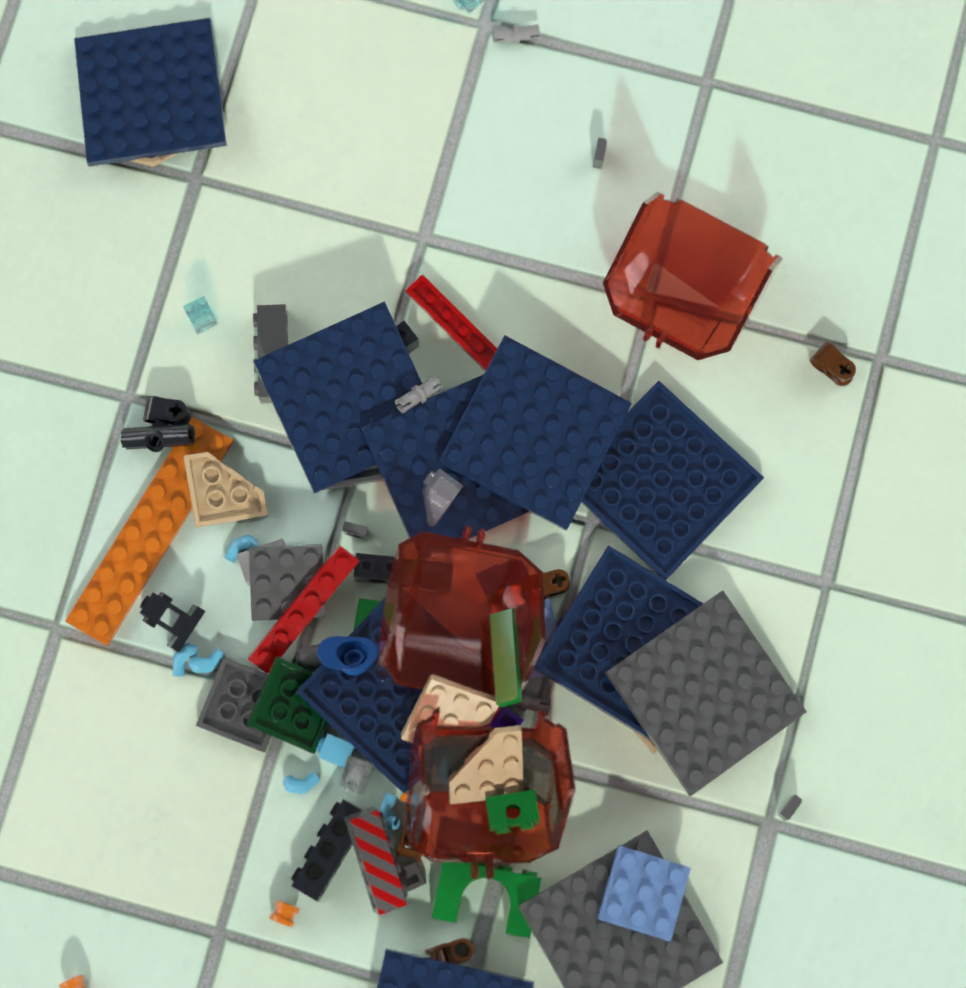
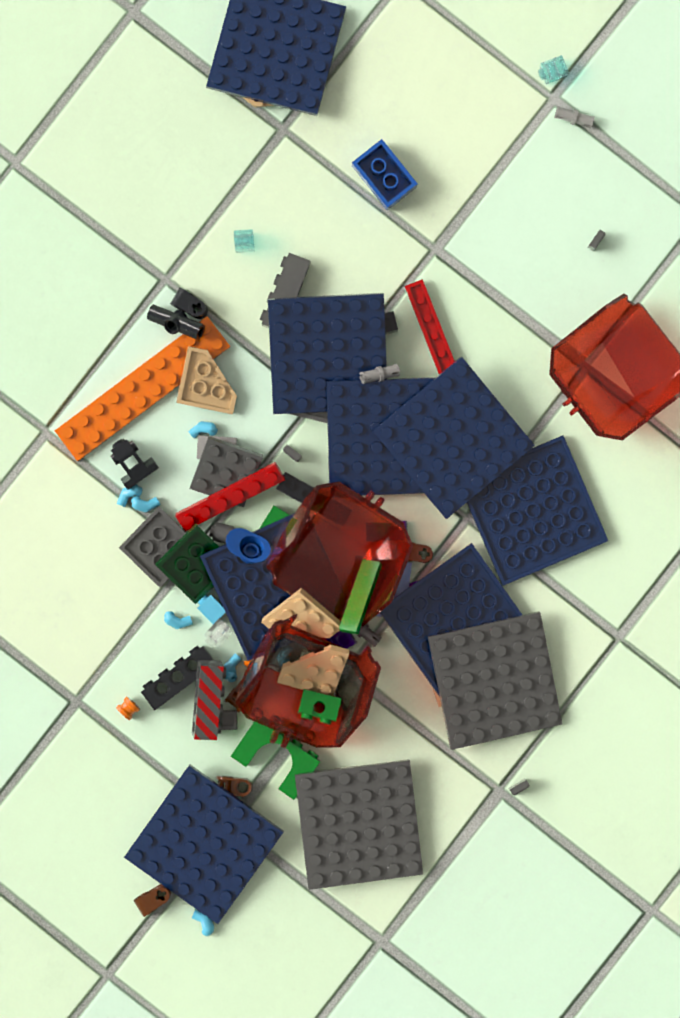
camera: 25 degrees right, 10 degrees up
(330, 177) = (384, 174): none -> blue brick
(439, 494) = (362, 456): clear slope -> none
(644, 893) = (387, 803): medium blue plate -> none

